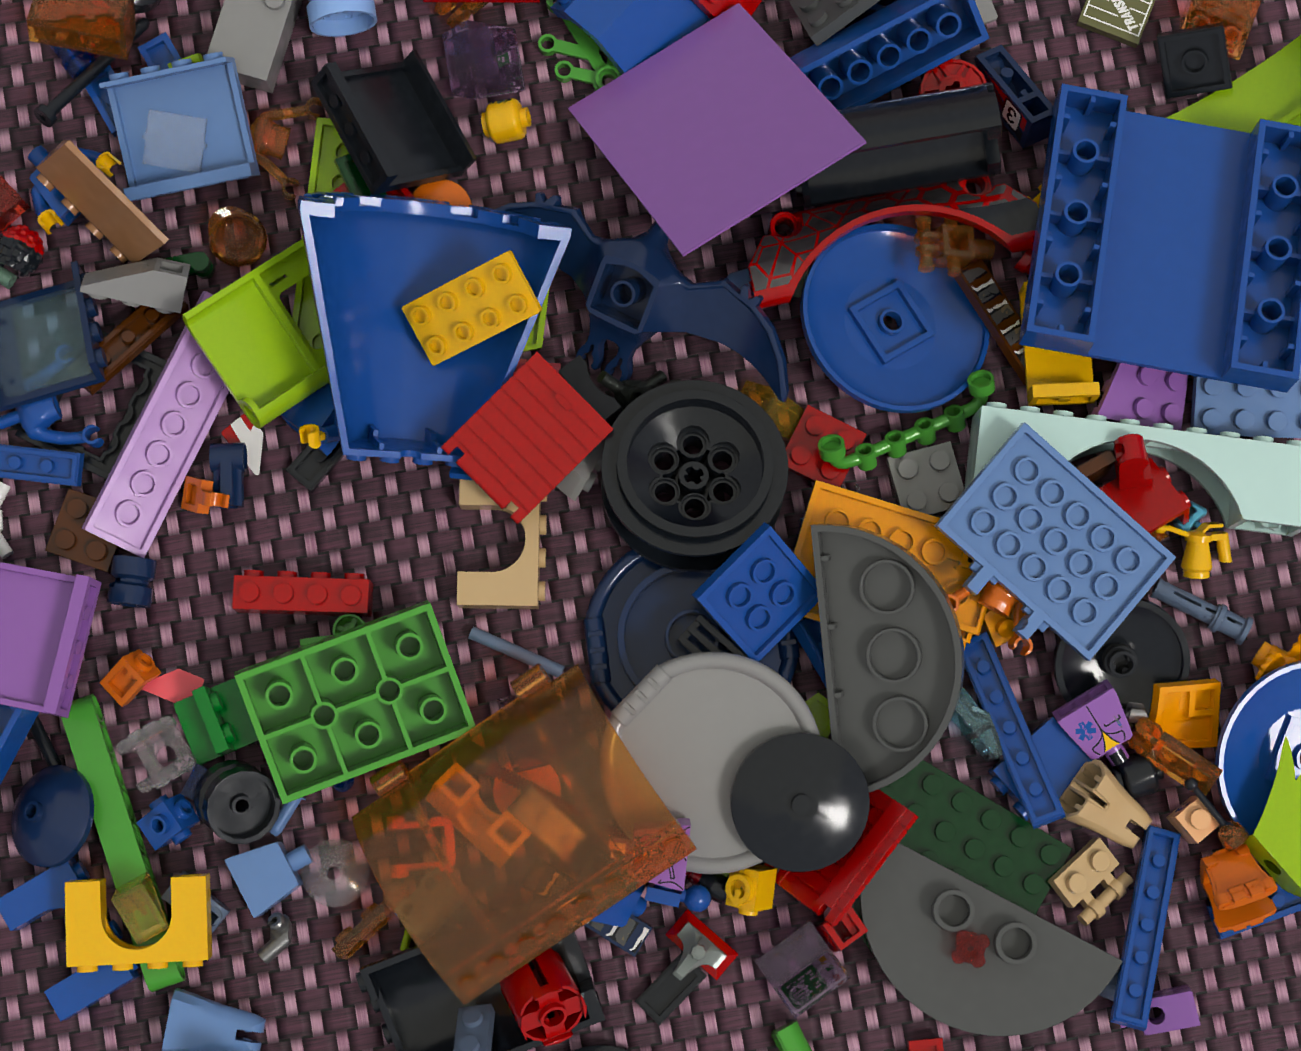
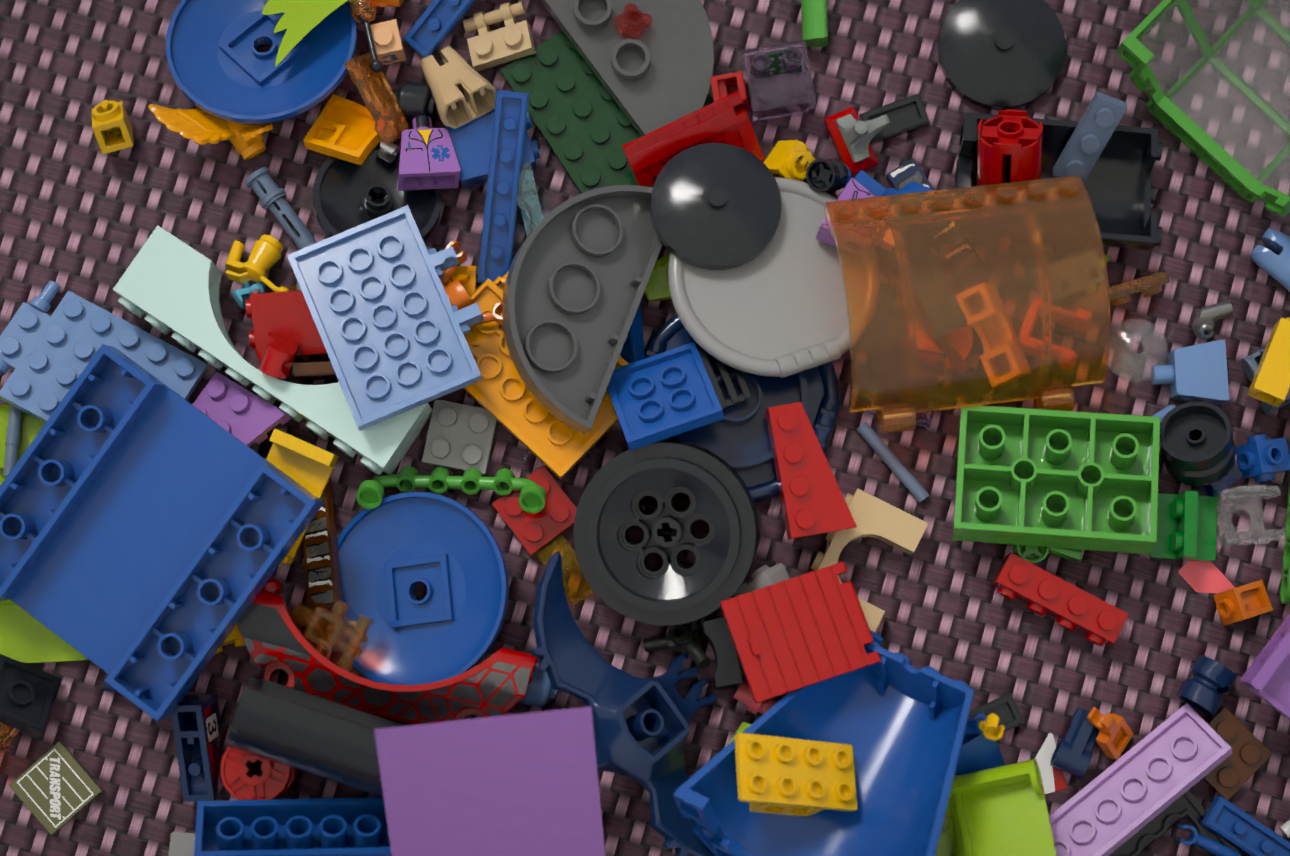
camera: 150 degrees left, 0 degrees up
(586, 580) = (805, 481): none -> red wedge
(708, 890) = (819, 175): none -> black wheel

